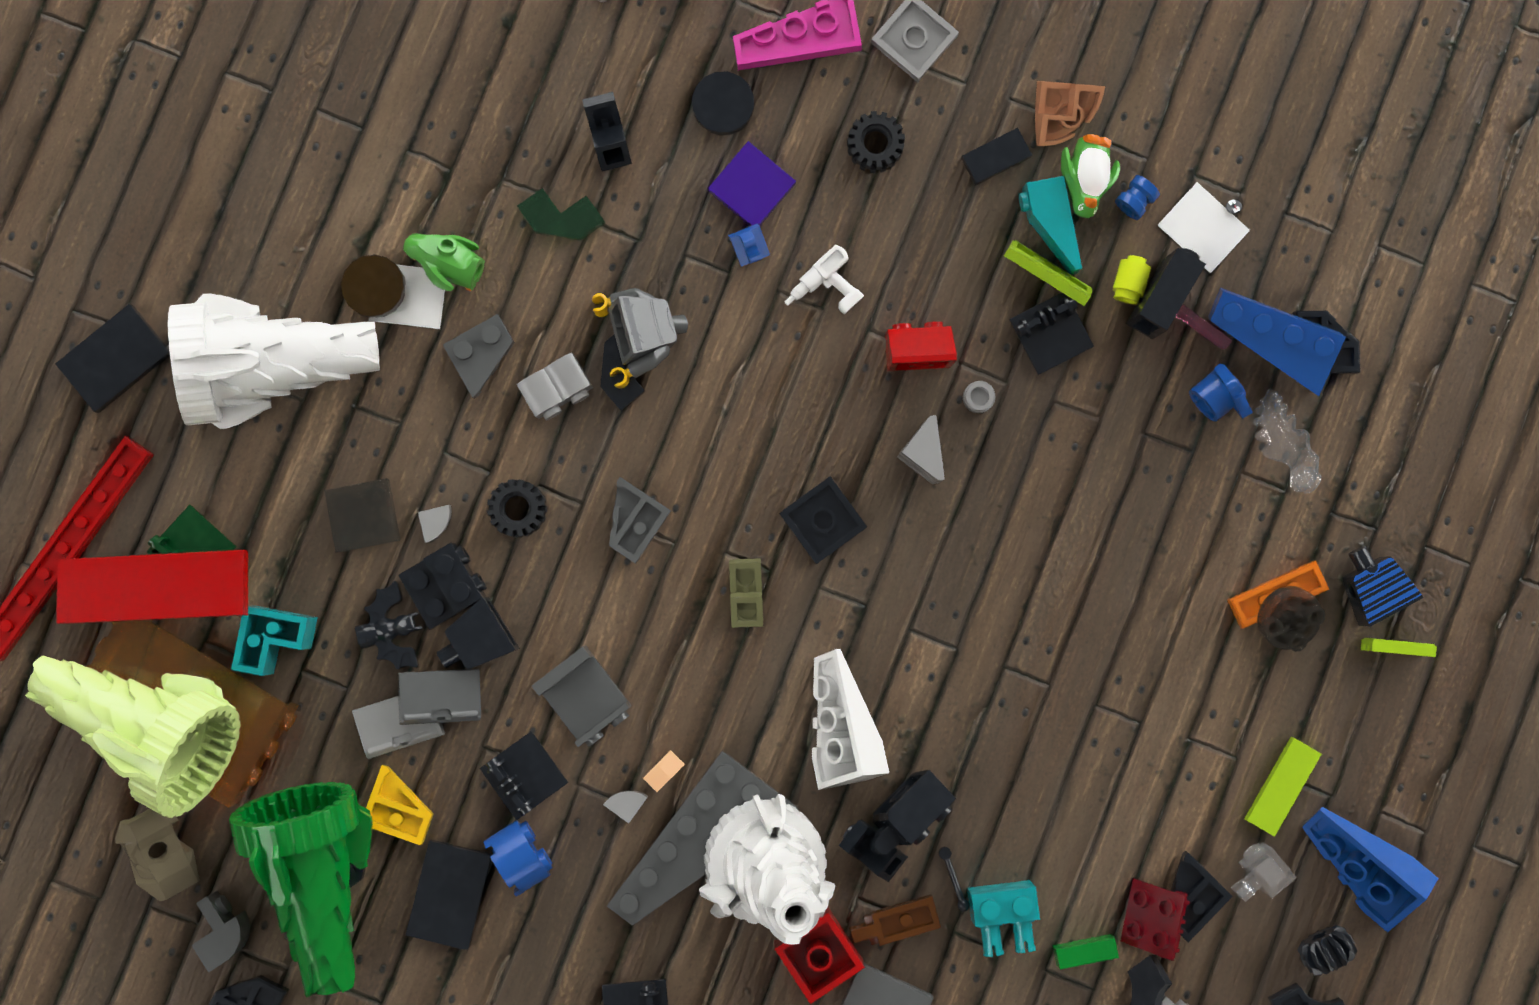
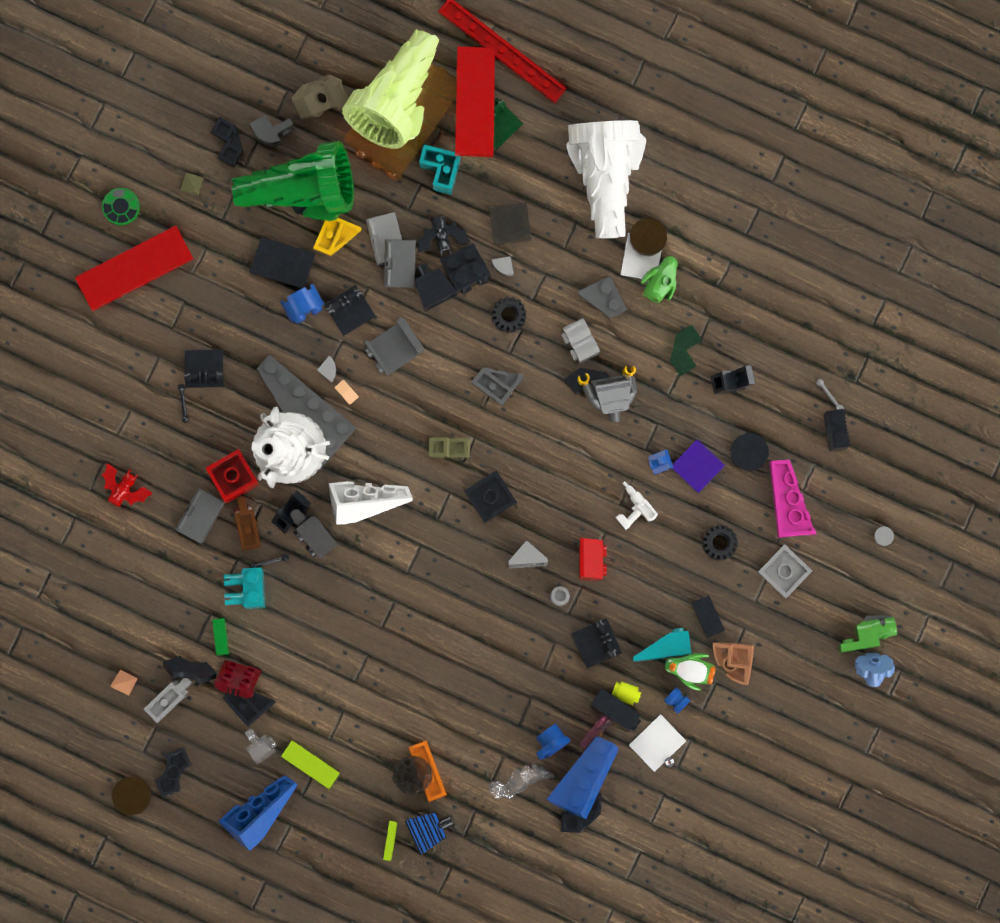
camera: 100 degrees right, 5 degrees down
(113, 358) = (613, 83): black tile -> none
(1048, 272) = (633, 642): lime tile -> none
(1327, 950) = (211, 780): black gear -> none

